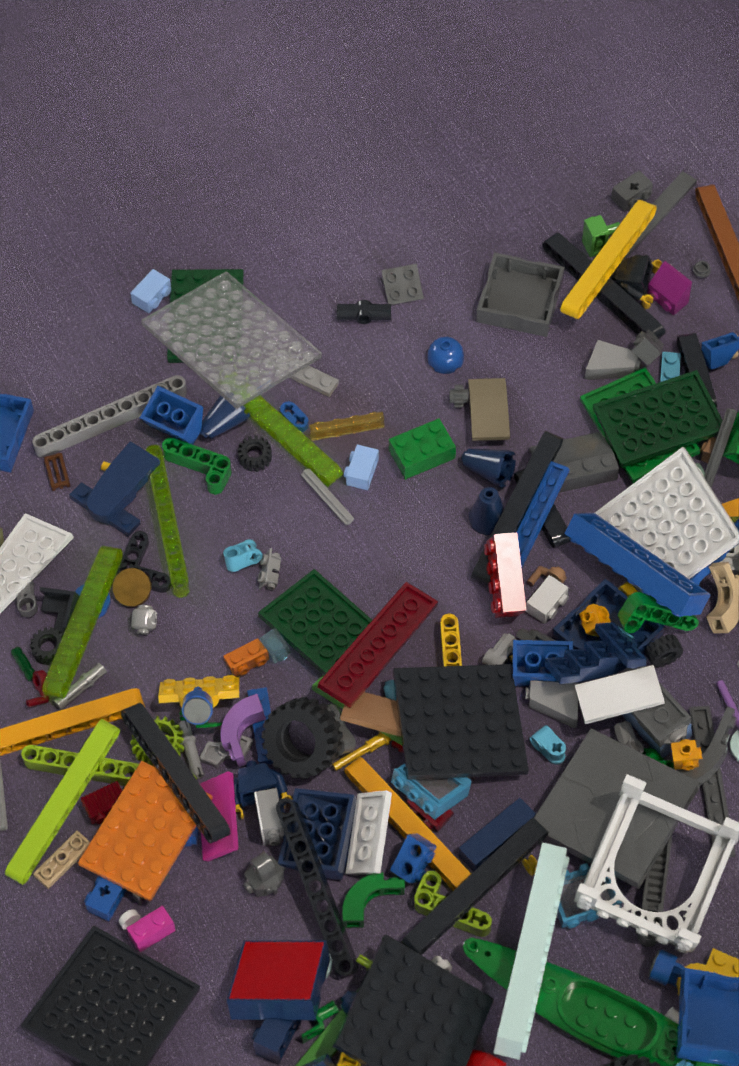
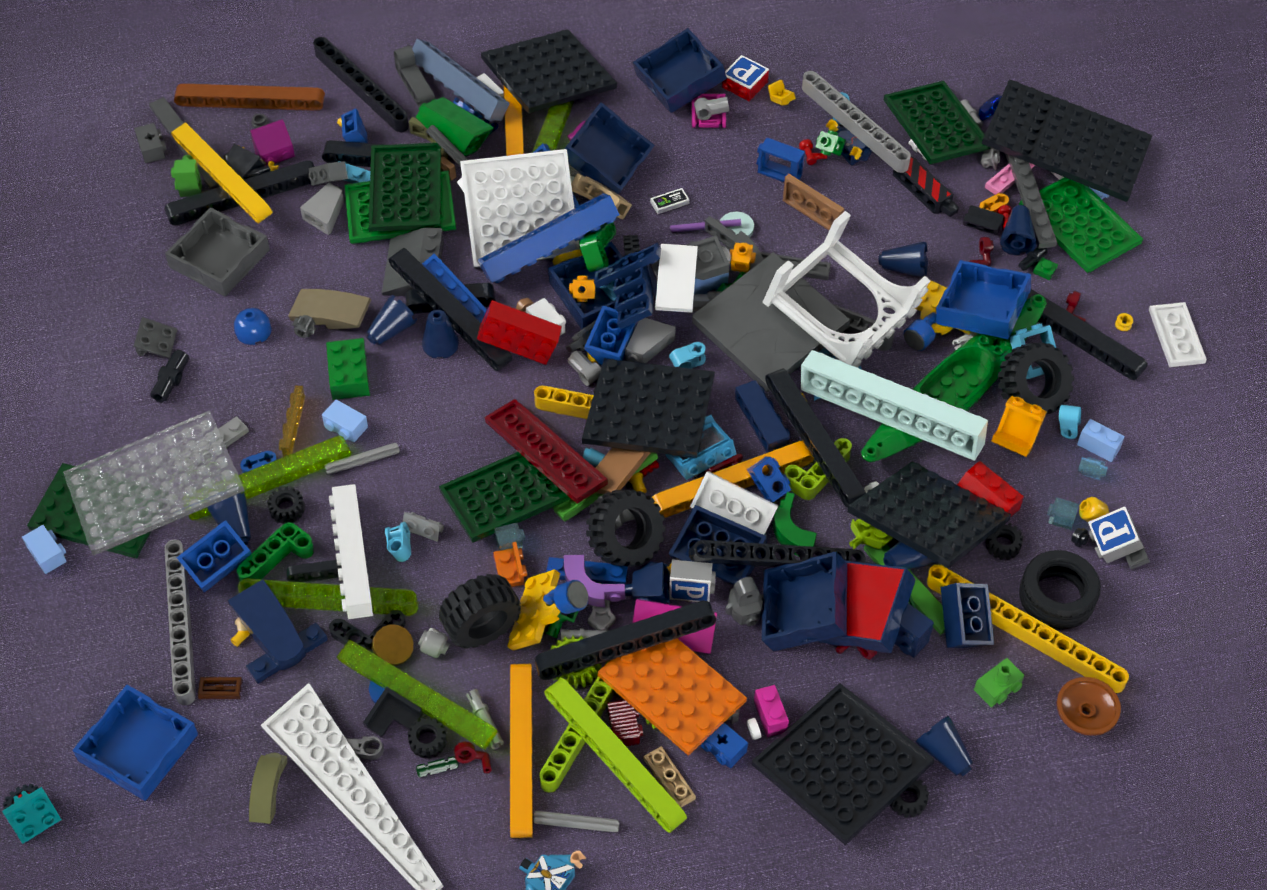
camera: 75 degrees left, 5 degrees down
(171, 640) = (479, 611): none -> black tyre
(191, 501) = (313, 571): none -> black beam
(213, 518) = (352, 554): none -> white brick
(270, 925) = (805, 602): none -> dark blue tile

